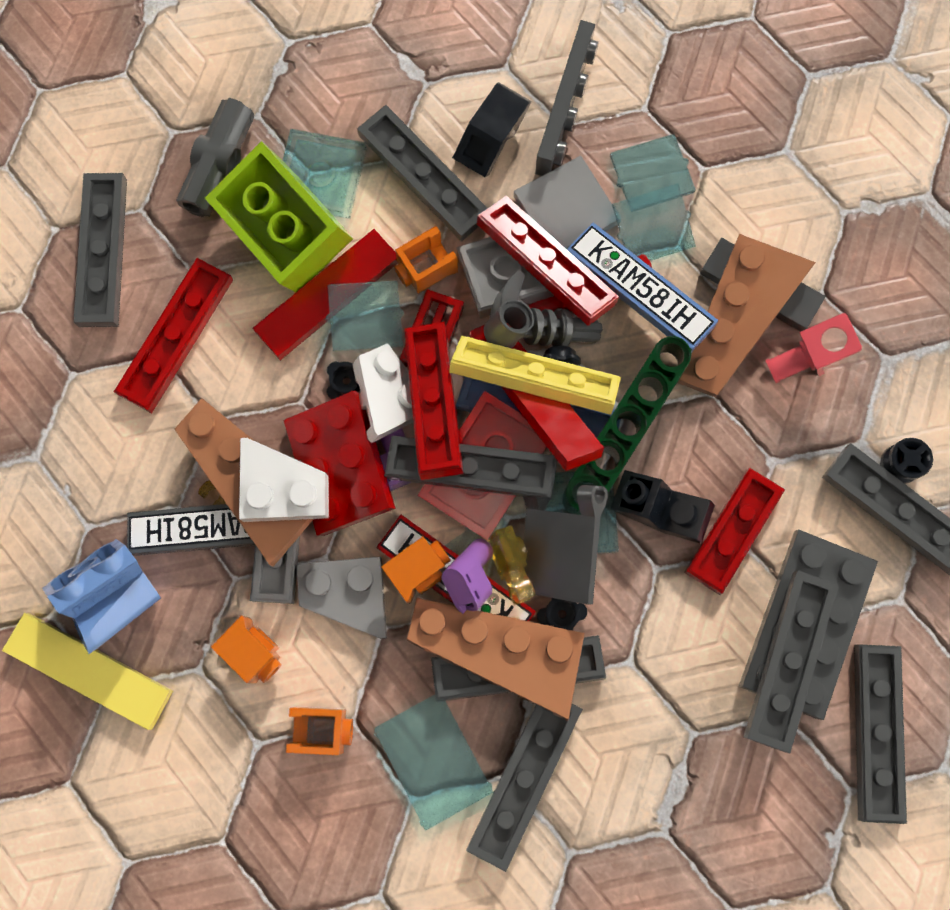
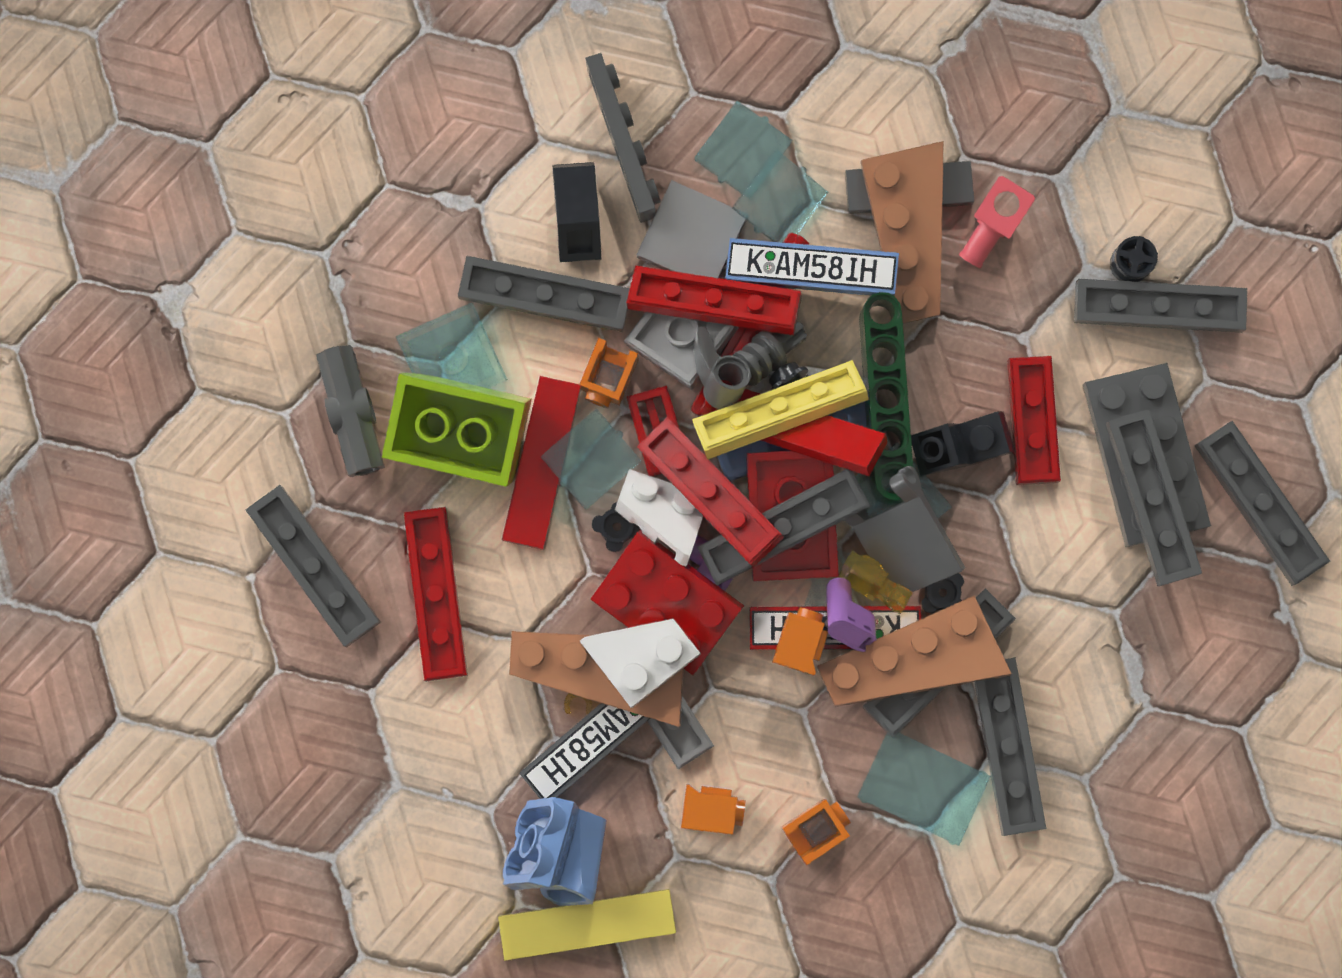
camera: 35 degrees left, 5 degrees up
(345, 592) = (752, 705): light grey wing -> none

